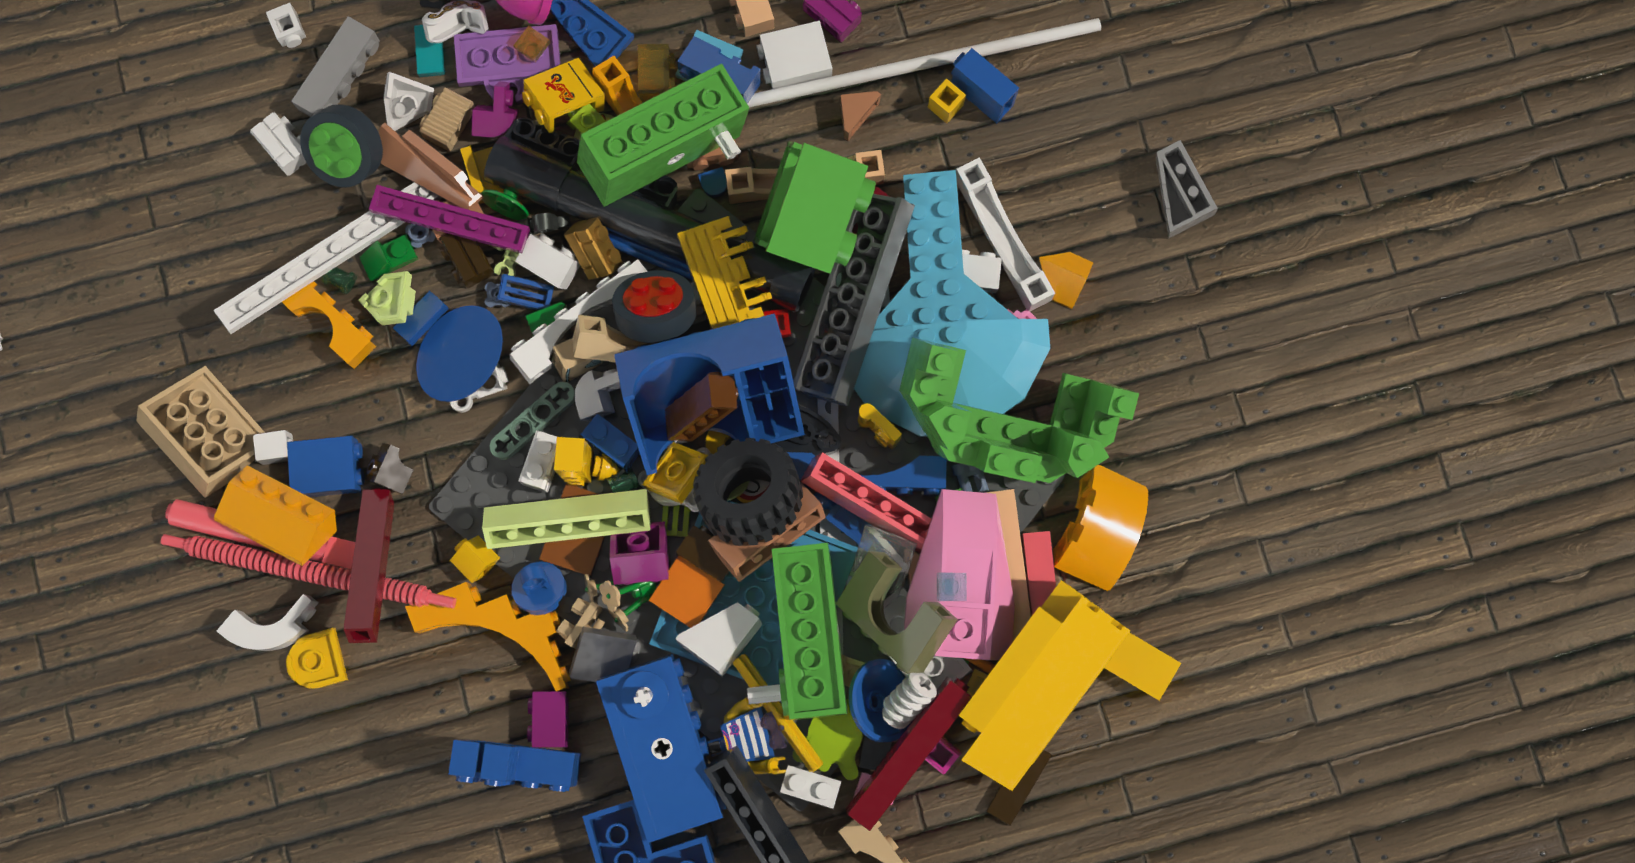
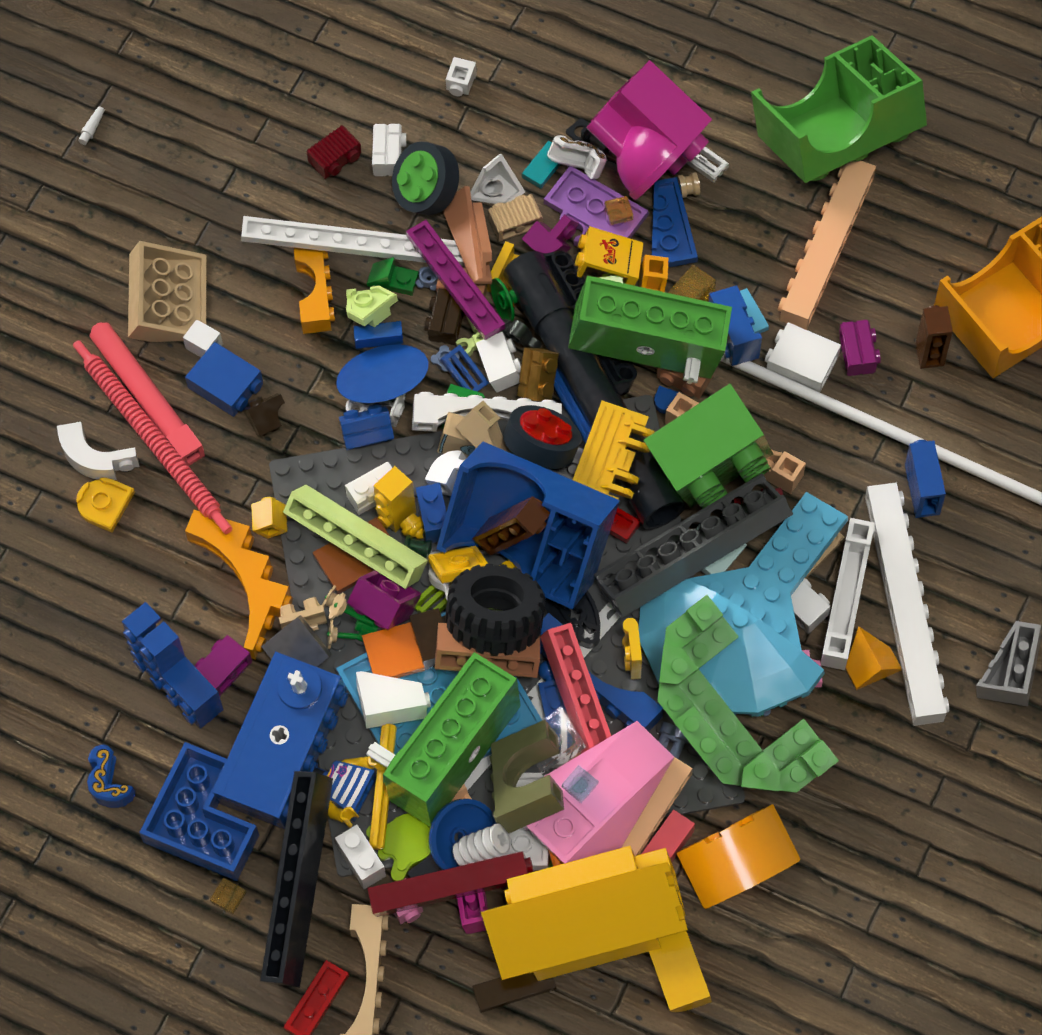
camera: 45 degrees right, 15 degrees down
(236, 182) = (334, 152): none -> dark red brick
(275, 515) = (163, 381): light orange slope -> none
(337, 68) = (471, 127): light grey brick -> none
(340, 279) = (346, 266): clear green bush -> none
(369, 566) = (194, 459): dark red brick -> none
(486, 411) = (366, 426): none -> blue brick
(529, 416) = (392, 454): sand green beam -> none
(539, 588) = (294, 568): blue tile -> none
(776, 738) = (370, 786): clear purple piece -> none
(856, 109) = (815, 428): nougat slope -> none
(946, 101) = (887, 468): yellow brick -> none
(1053, 204) = (906, 605): none -> white brick

